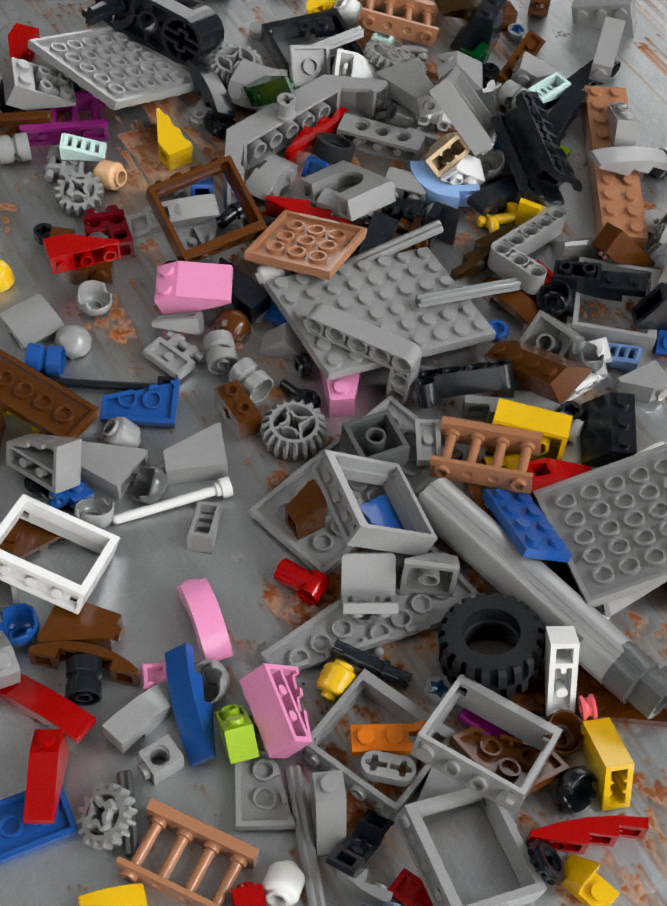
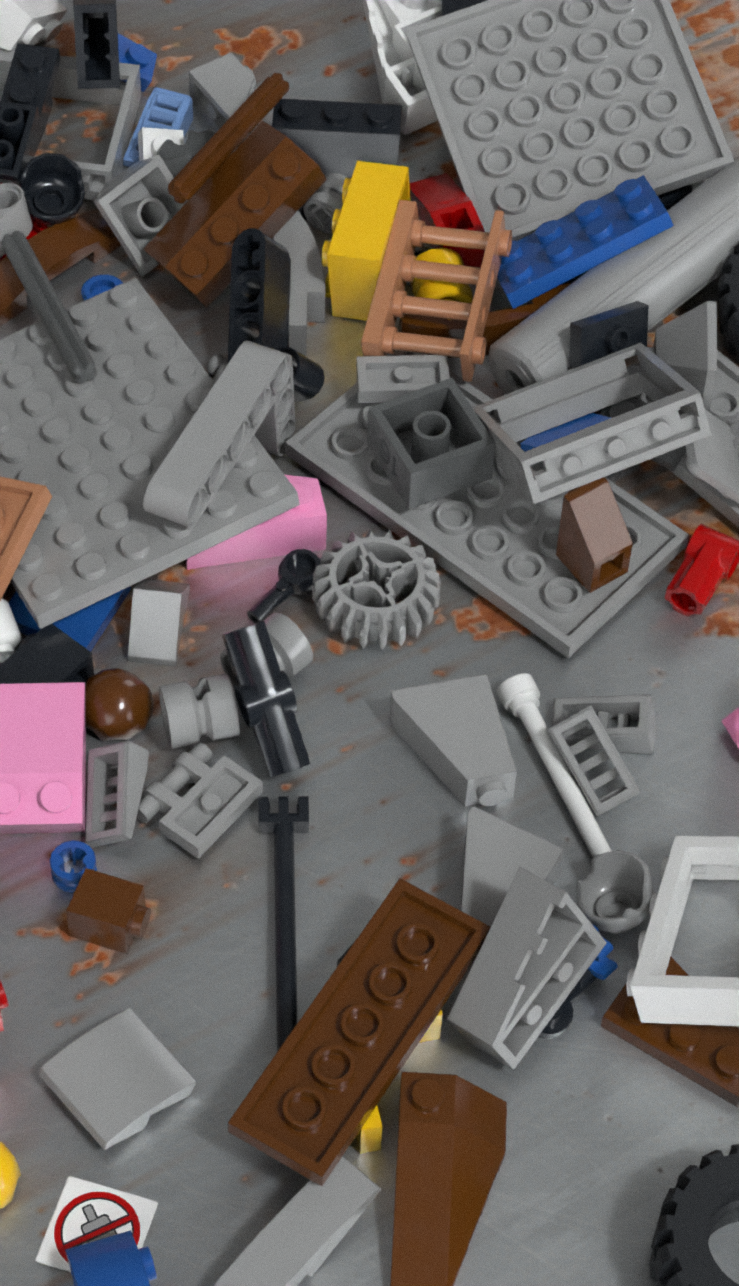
camera: 90 degrees left, 0 degrees up
(47, 360) = (240, 1023): blue wheel -> none
(74, 339) = (171, 993): light grey hair -> none
(93, 298) = (58, 954): light grey hair -> none
(115, 317) = (107, 911): none -> reddish brown brick
(121, 432) = (434, 846): light grey head -> none
(144, 315) = (67, 852): none -> blue bush
(145, 406) = (342, 837): blue wing -> none
(149, 485) = (542, 804): dark grey hair -> none
(178, 511) = (576, 723): none -> light grey slope
(215, 369) = (266, 699): none -> black piece
(237, 410) = (343, 675): reddish brown brick -> none
(302, 364) = (213, 581): black bush -> none
(447, 527) = (608, 333): none -> black plate
(597, 366) = (227, 138): none -> reddish brown axle

